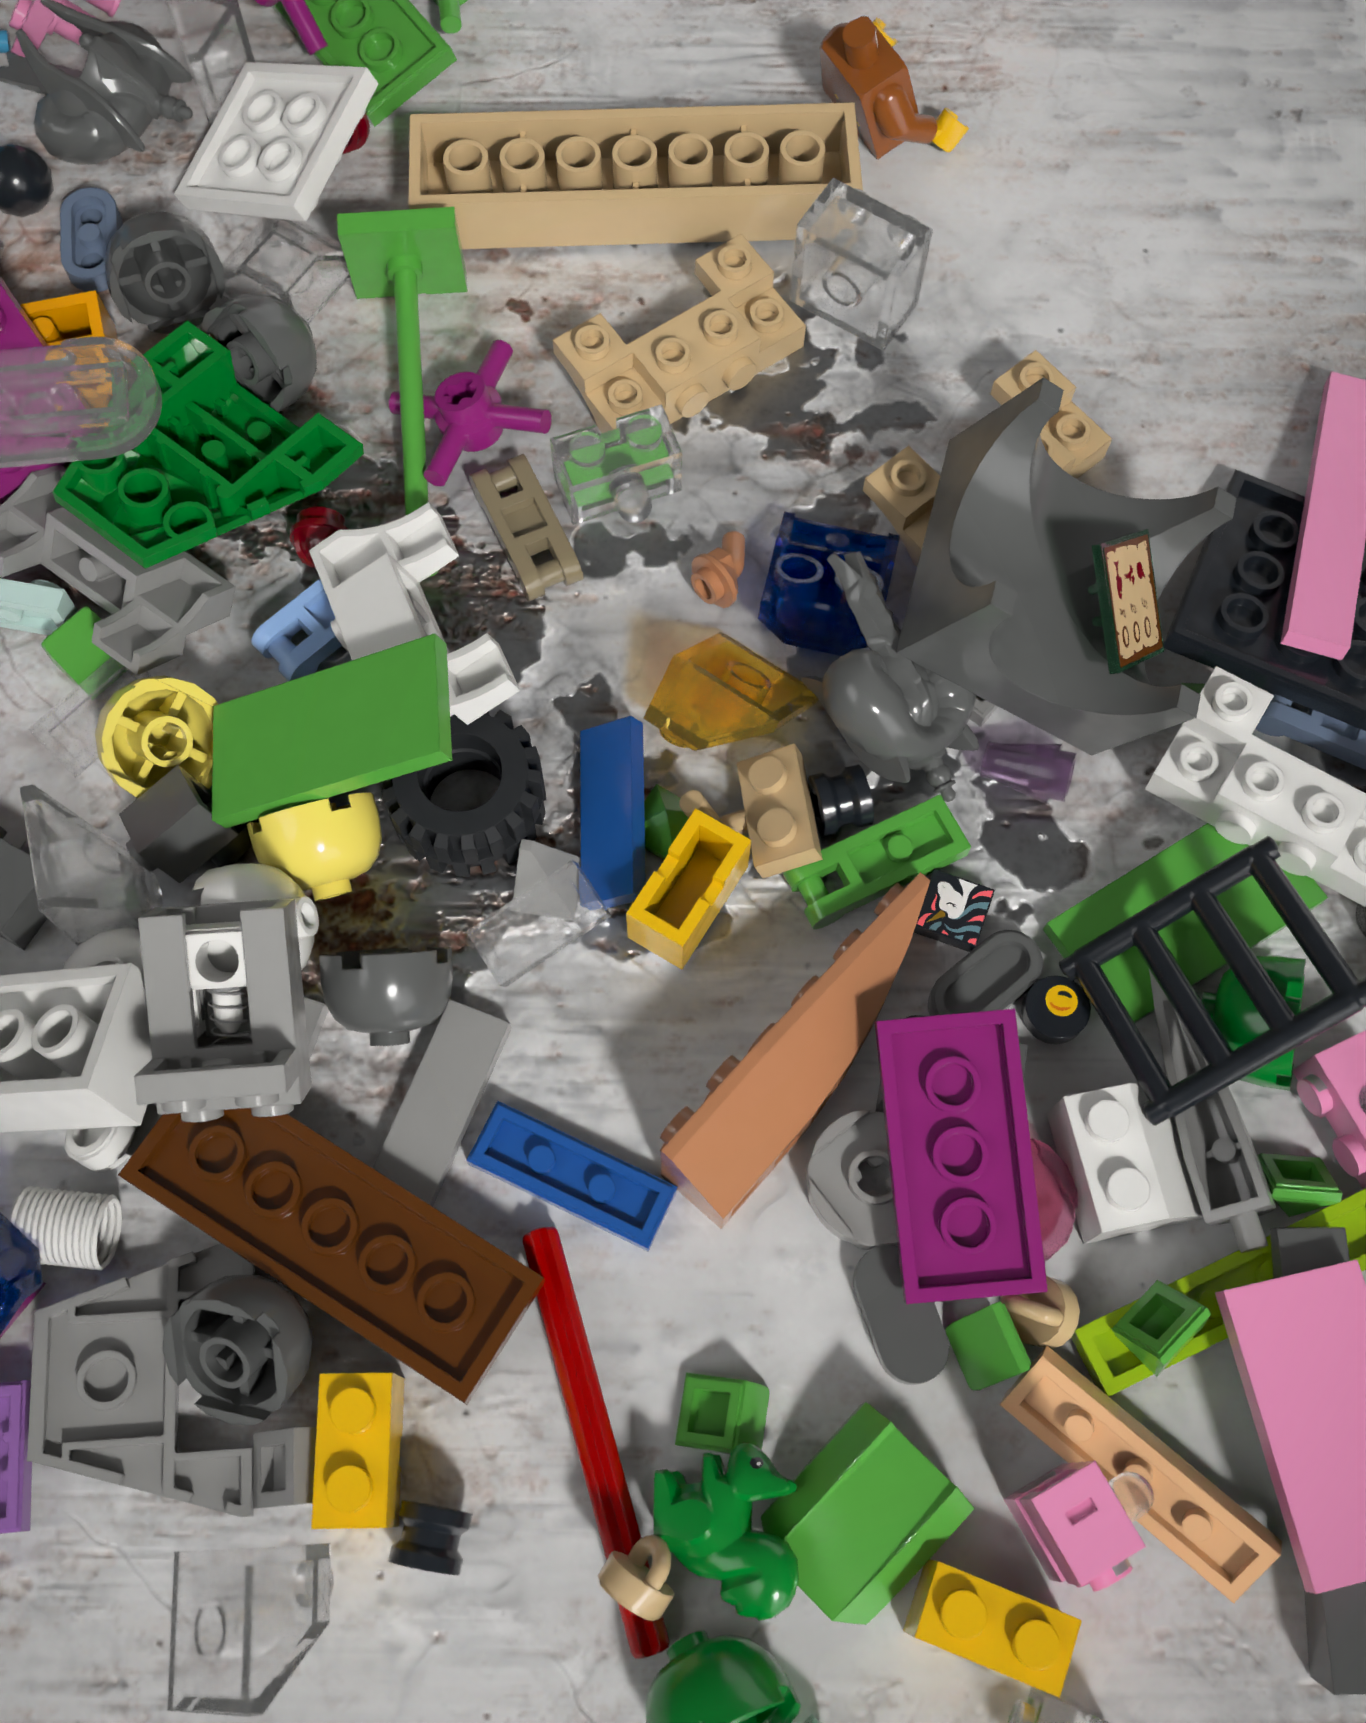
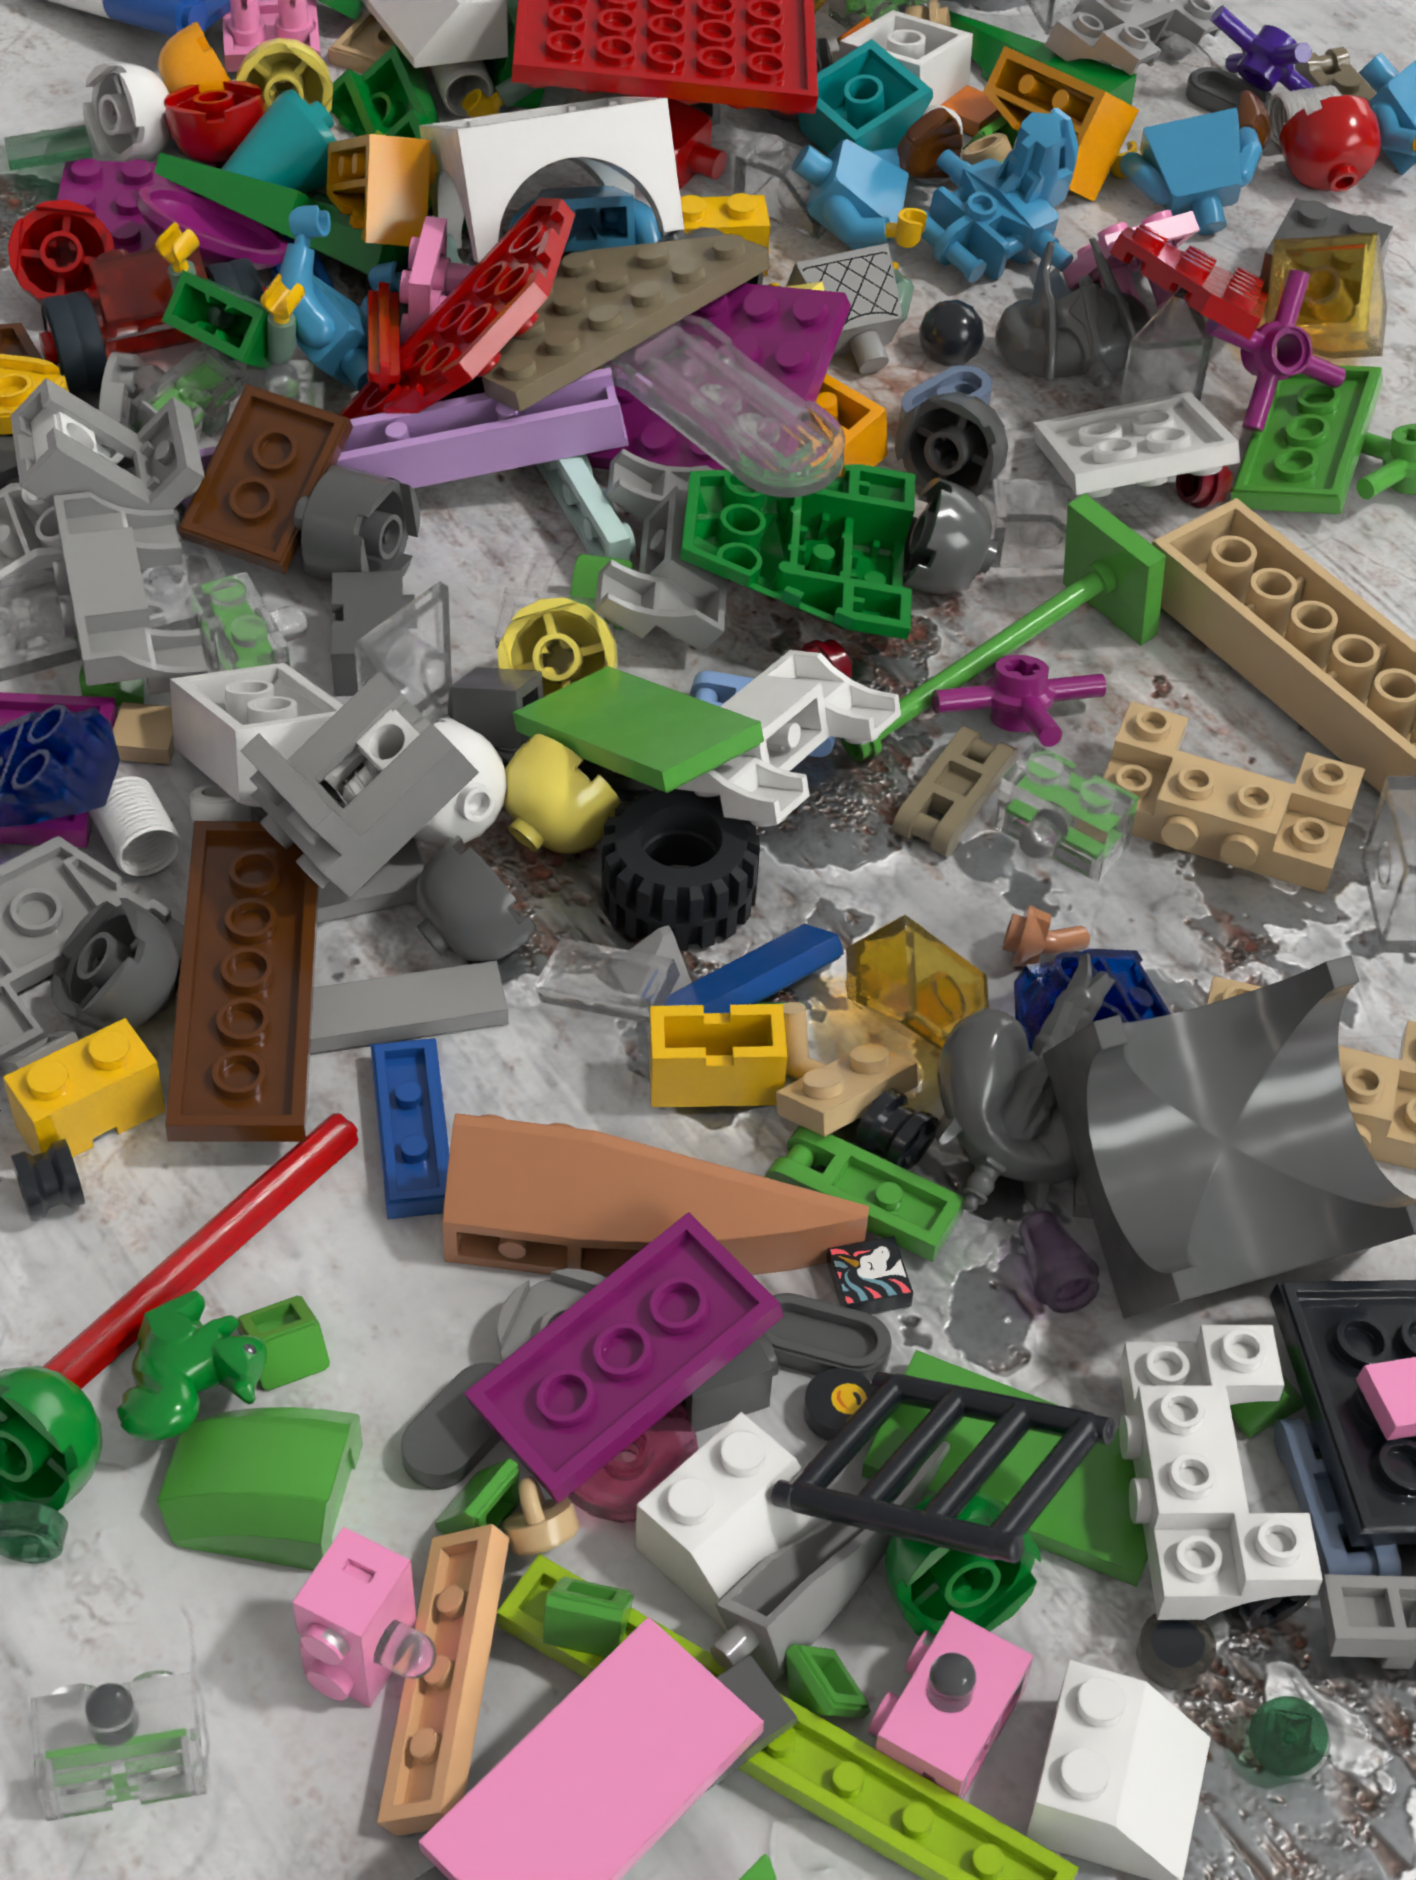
camera: 55 degrees right, 20 degrees down
(634, 1584) = (96, 1317): tan tile -> none
(992, 1627) = (226, 1617): yellow brick -> none
(1127, 600) = (1259, 1202): piece -> none

